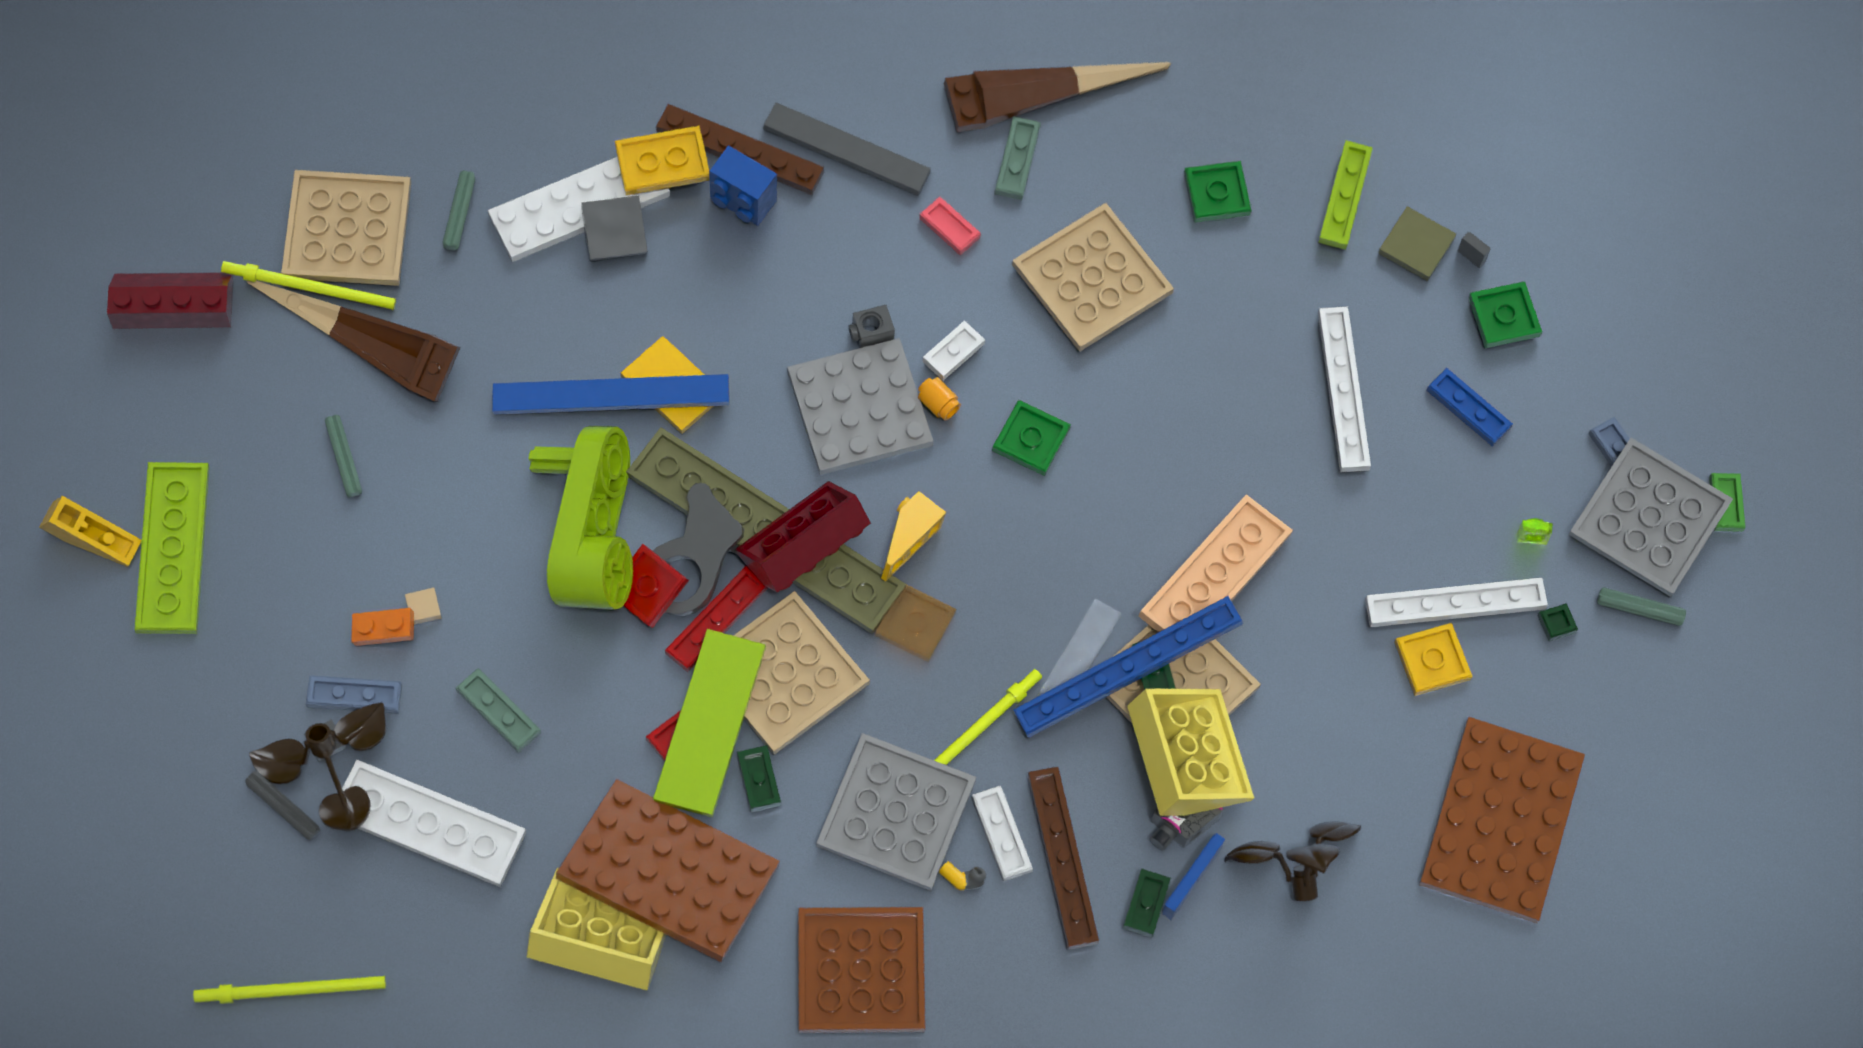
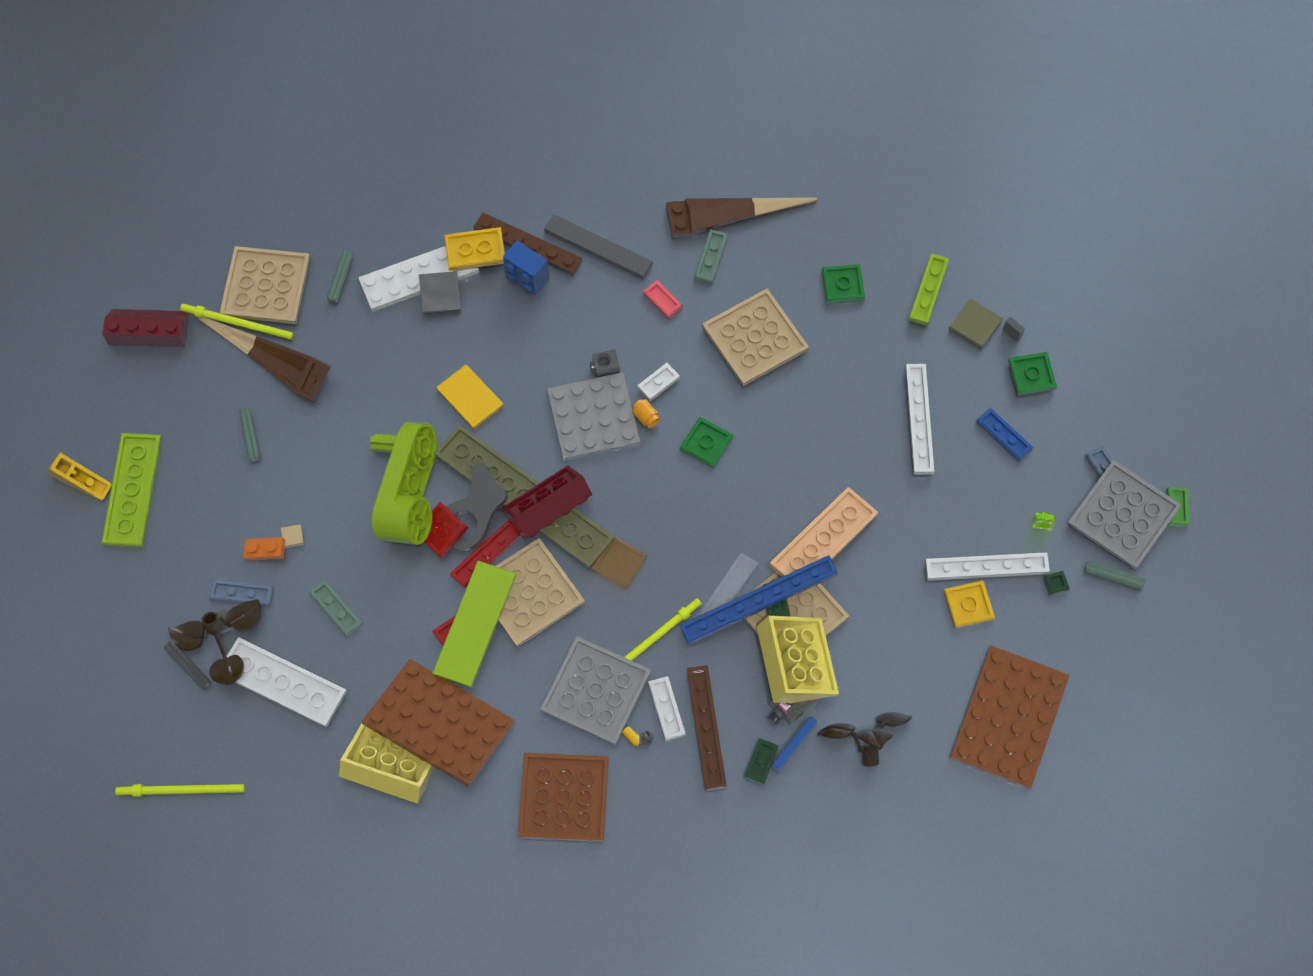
camera: 10 degrees right, 0 degrees up
(610, 394) = (428, 401): blue tile -> none
(759, 778) = (505, 663): dark green plate -> none
(915, 525) = (623, 497): yellow slope -> none

